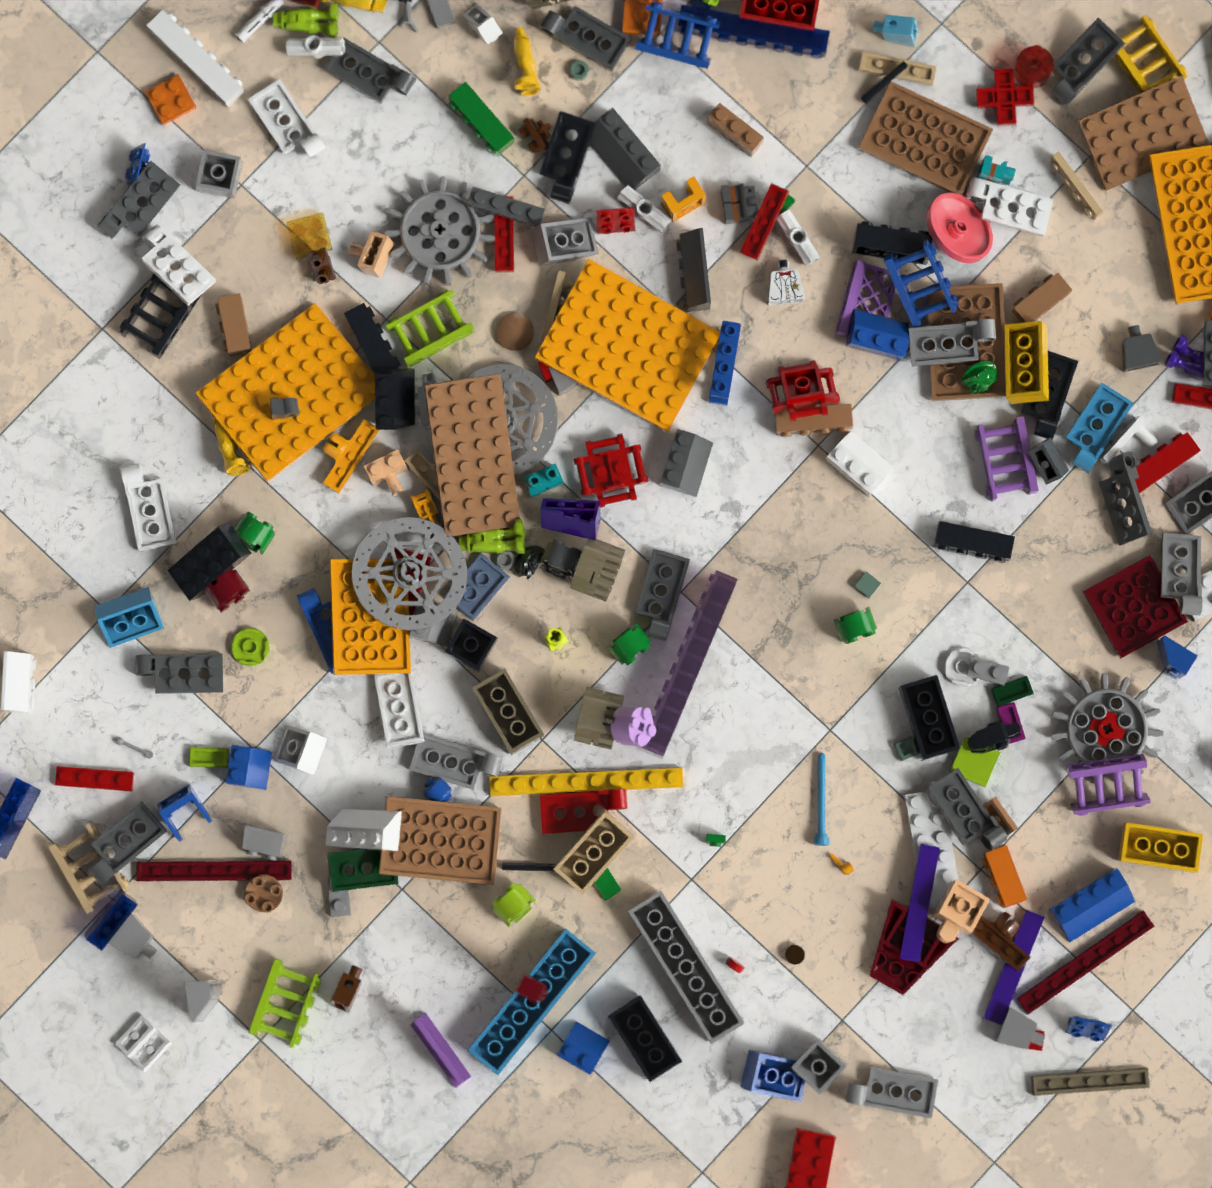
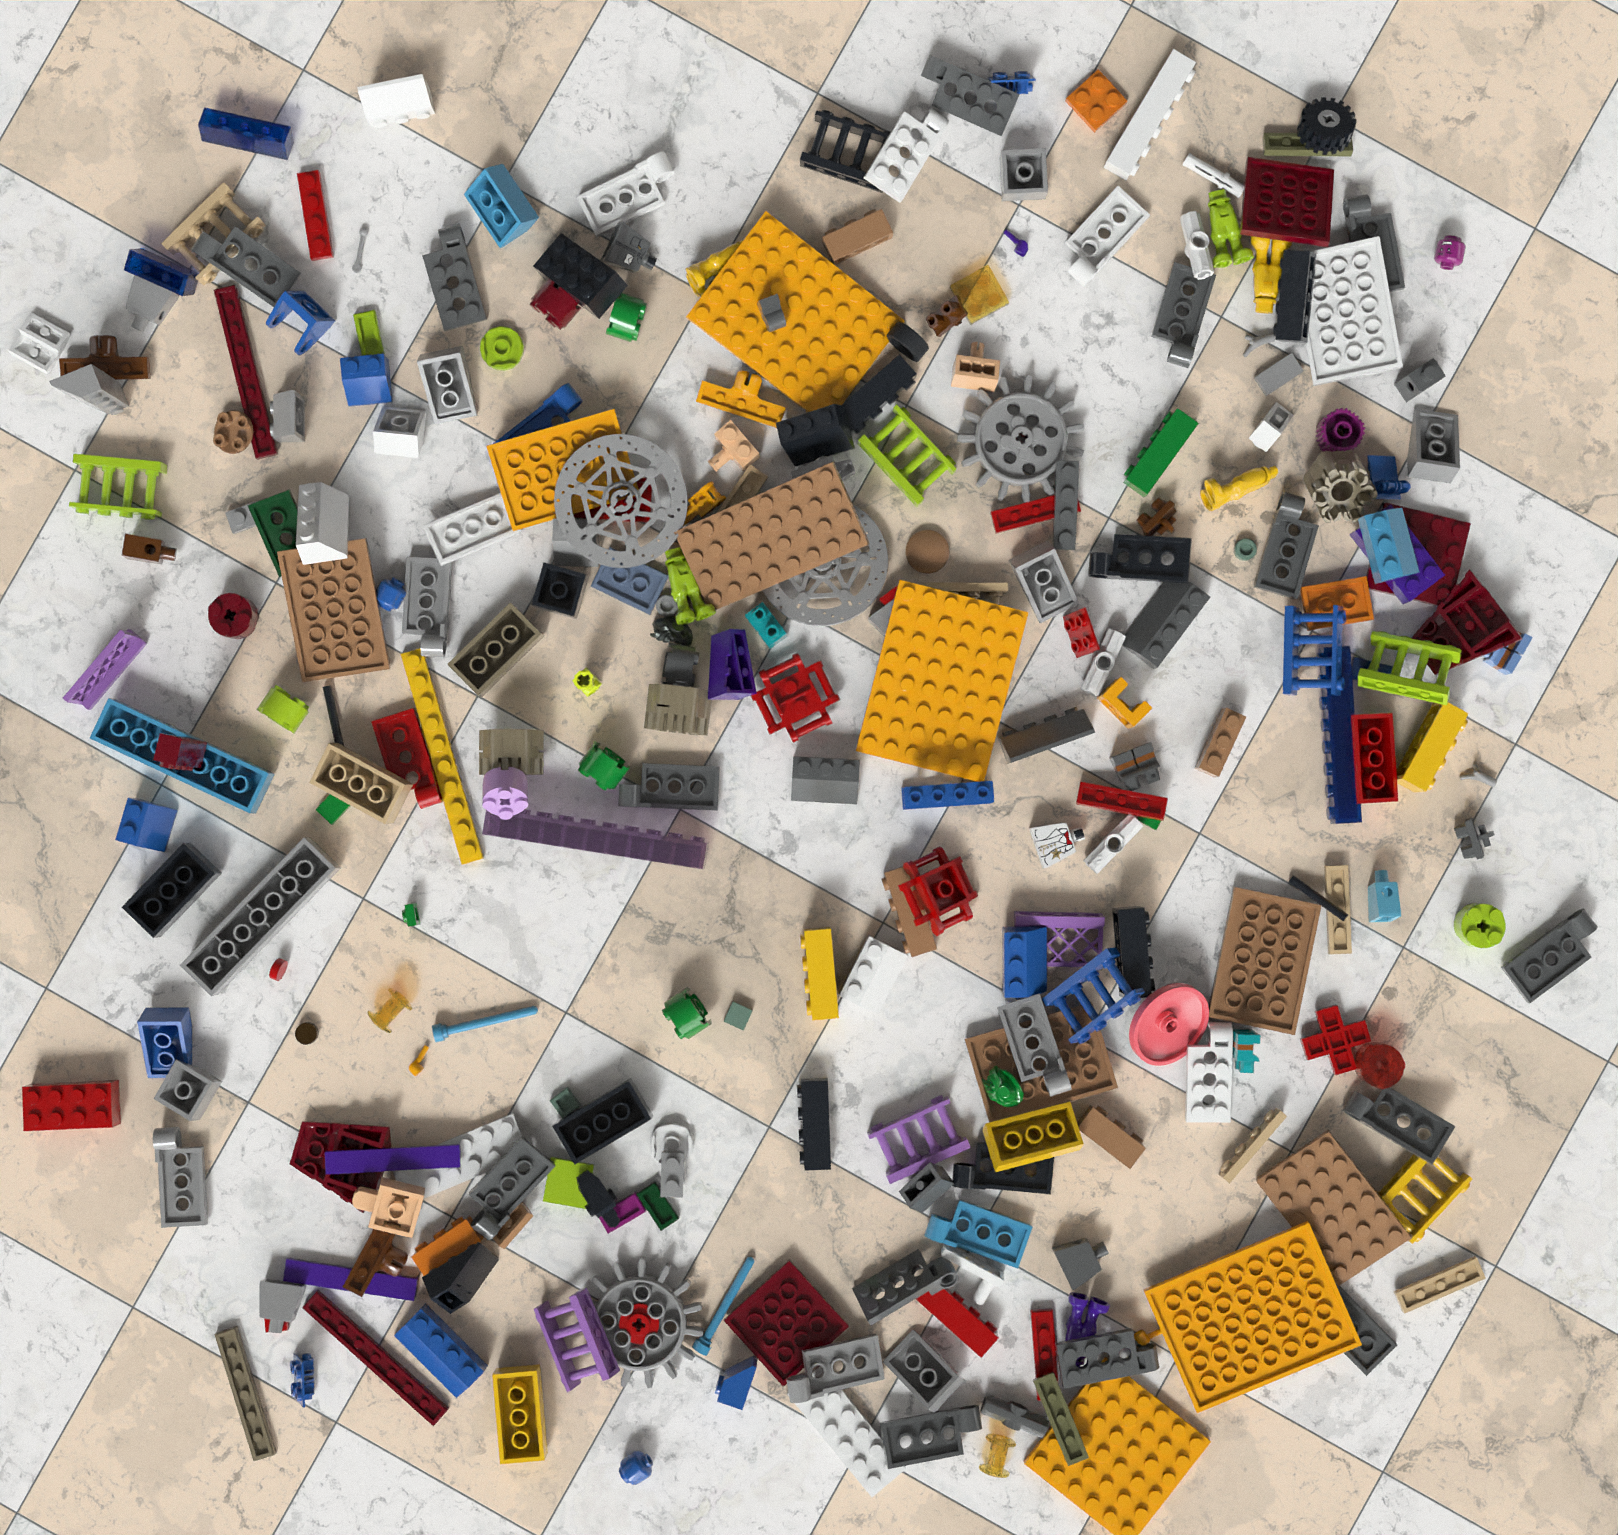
camera: 80 degrees right, 5 degrees up
(174, 990) = (106, 358): none -> reddish brown plate
(195, 518) = (628, 250): none -> dark grey torso
(270, 699) = (447, 384): none -> light grey slope
(277, 190) = (1022, 246): none -> dark purple hand
(335, 303) = (907, 341): none -> black tyre
(431, 936) = (245, 619): none -> dark red brick
(792, 876) = (389, 1010): none -> clear yellow hose
(848, 504) = (821, 973): none -> yellow brick
(1032, 869) = (460, 1277): none -> black slope
(1136, 680) = (703, 1344): none -> dark azure piece

